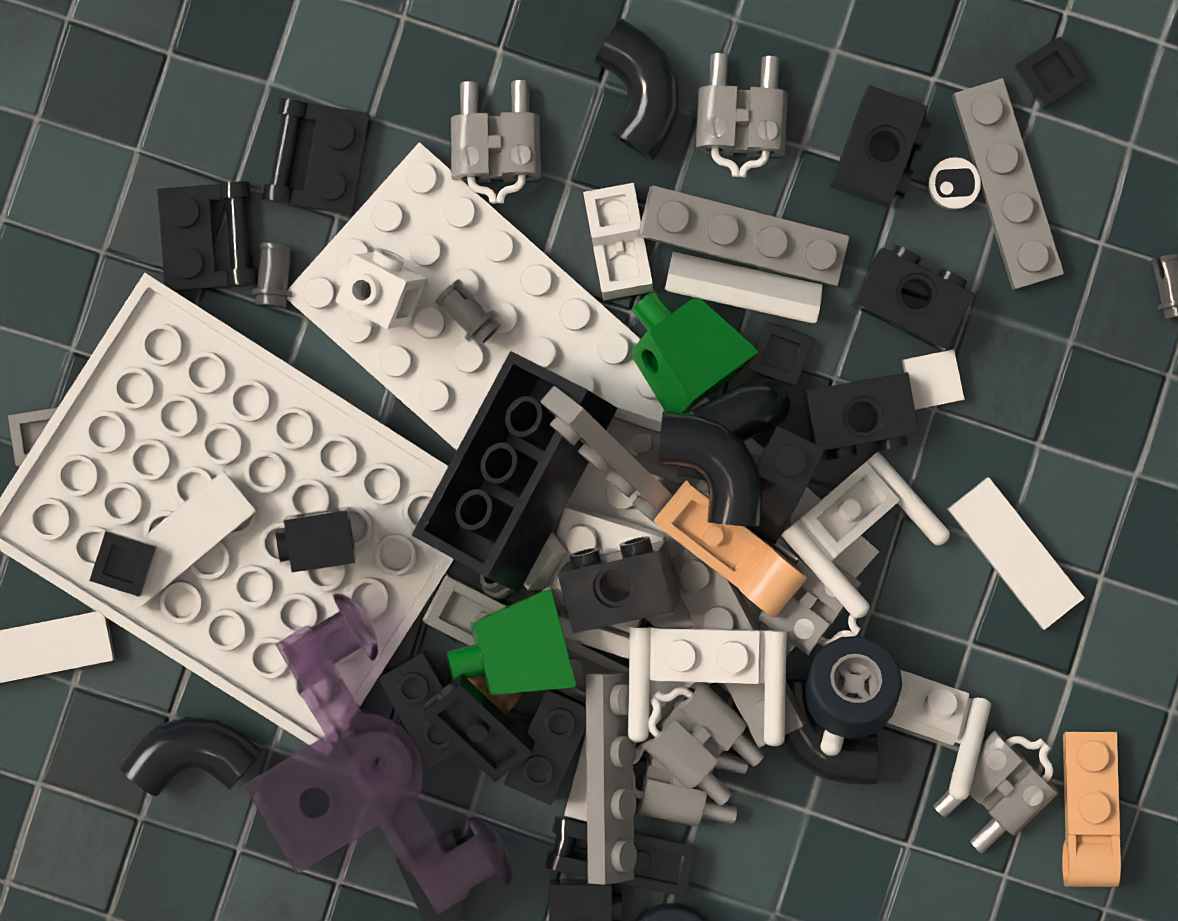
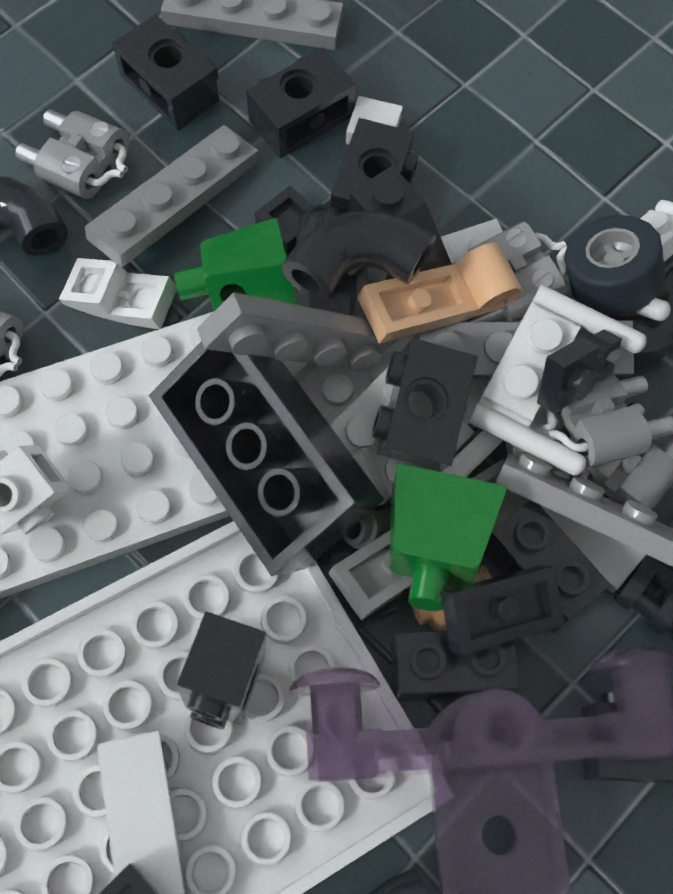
camera: 65 degrees left, 20 degrees down
(469, 313) = (95, 428): dark grey pin -> none
(706, 696) = (574, 369): none -> black plate
(744, 287) = (217, 213): white tile -> none
(847, 515) = (462, 219): white plate -> none
(954, 183) = (229, 44): tile -> none
(1015, 553) = (546, 130): white tile -> none

